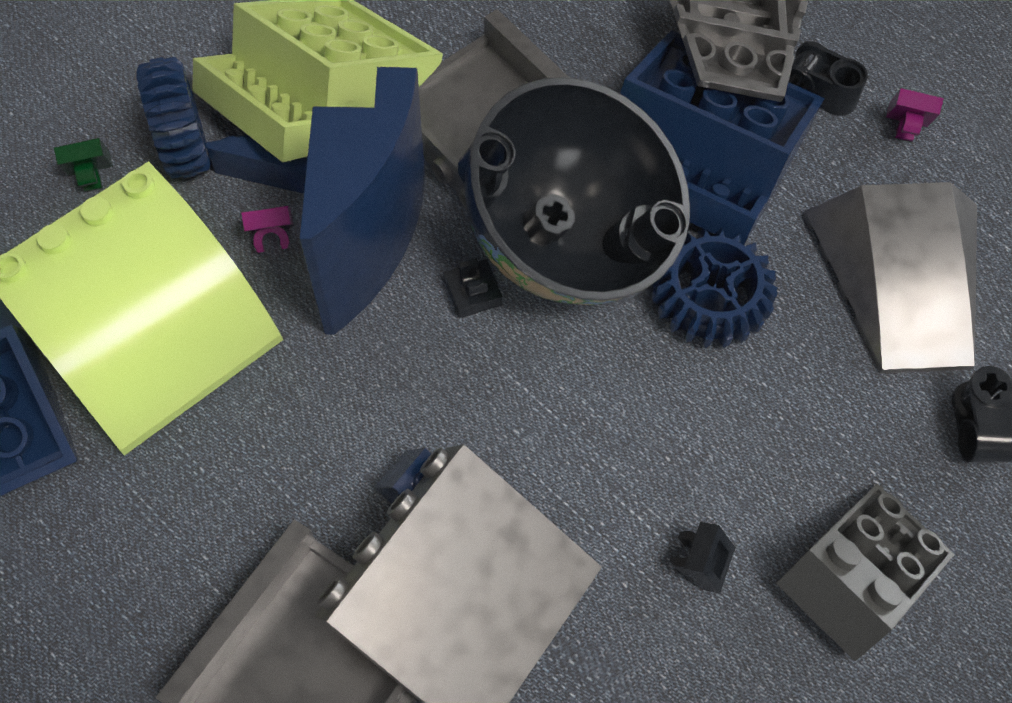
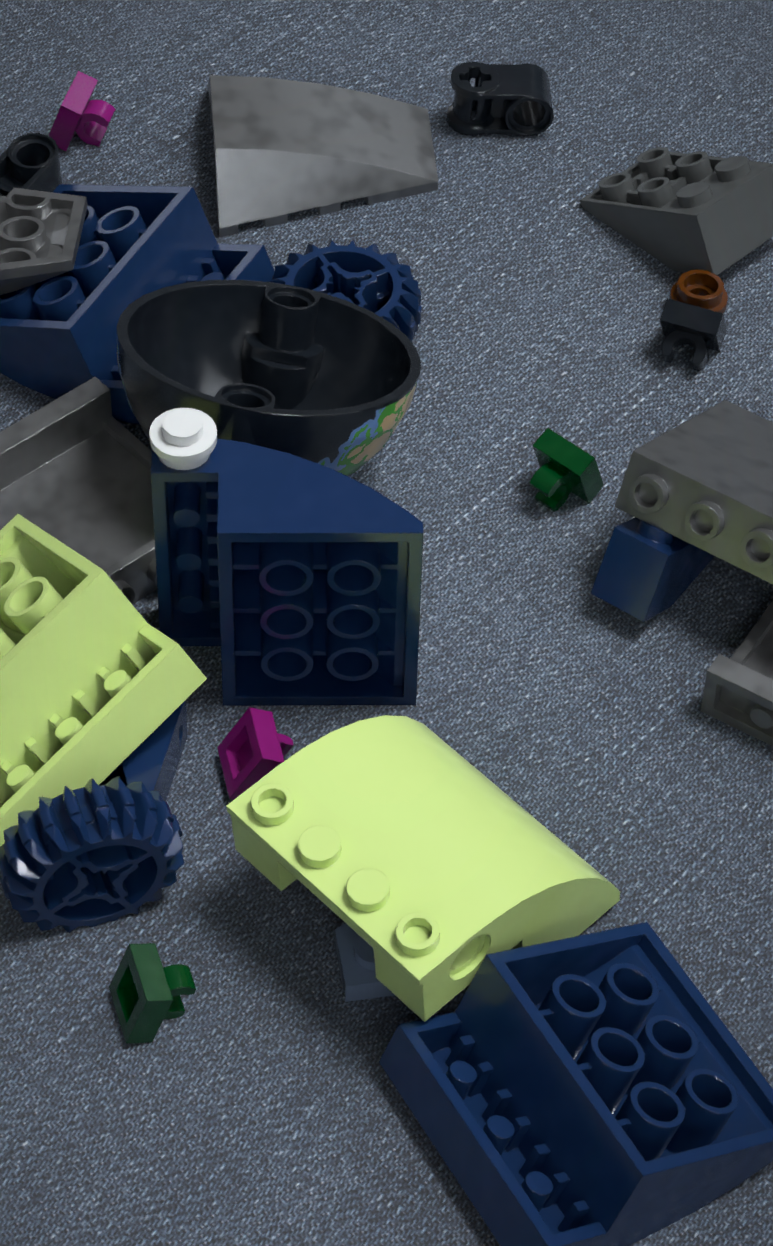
camera: 90 degrees left, 15 degrees down
(397, 77) = (183, 438): none -> white plate
(537, 439) = (563, 470): none -> dark green tile
(764, 561) = (701, 290): none -> reddish brown plate

